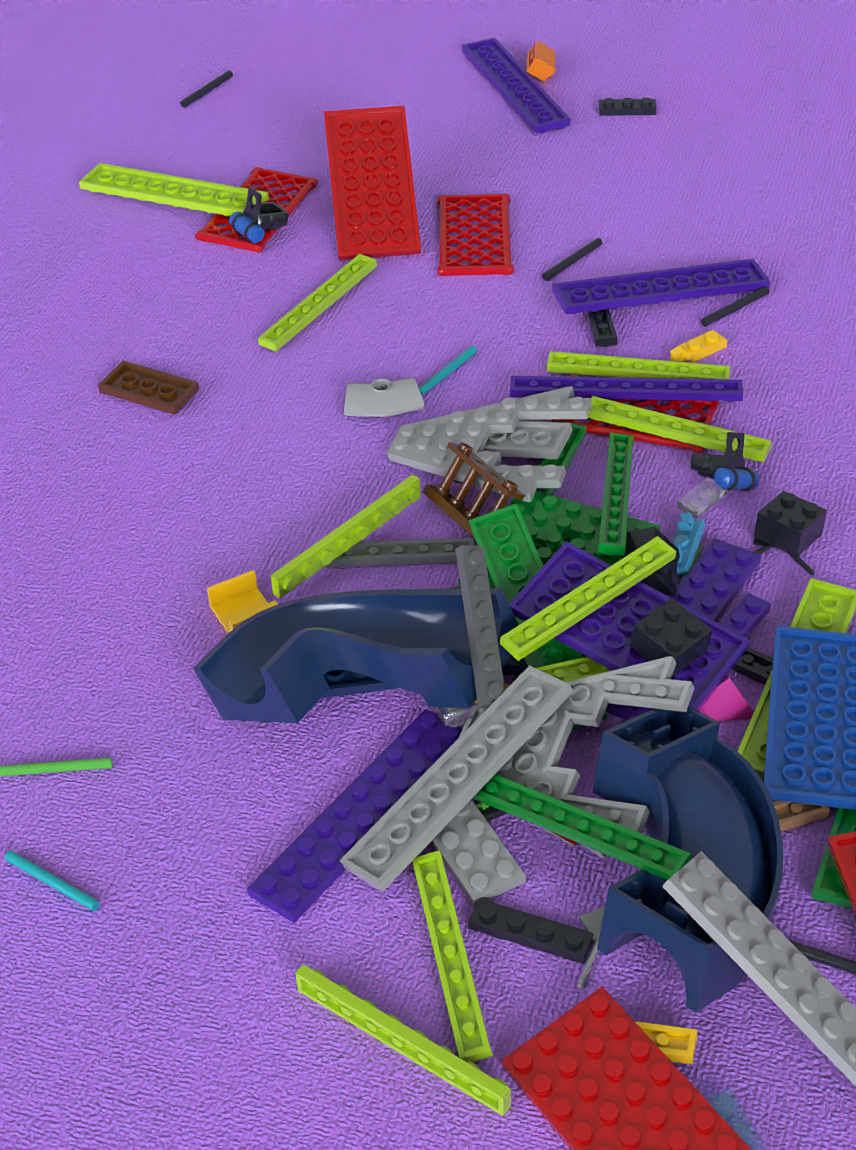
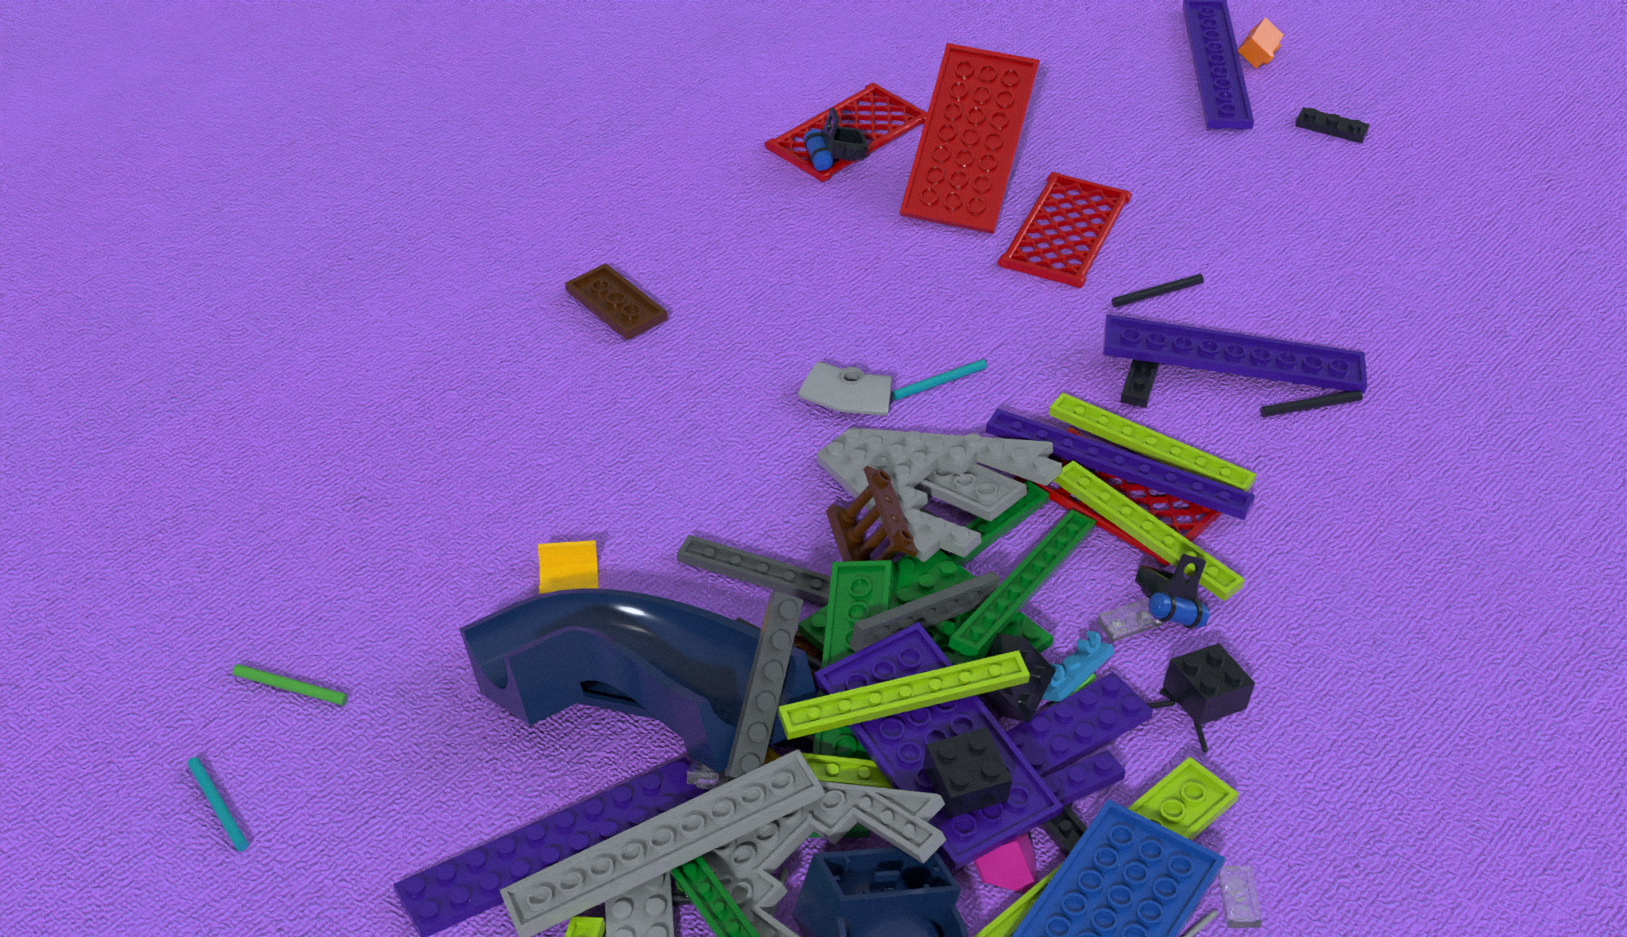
camera: 20 degrees right, 0 degrees up
(168, 189) = (765, 83): lime plate -> none
(317, 302) = (846, 258): lime plate -> none
(345, 536) = (711, 534): lime plate -> none
(566, 530) = (926, 610): none -> dark grey plate
(699, 347) = (1237, 440): yellow hinge -> none

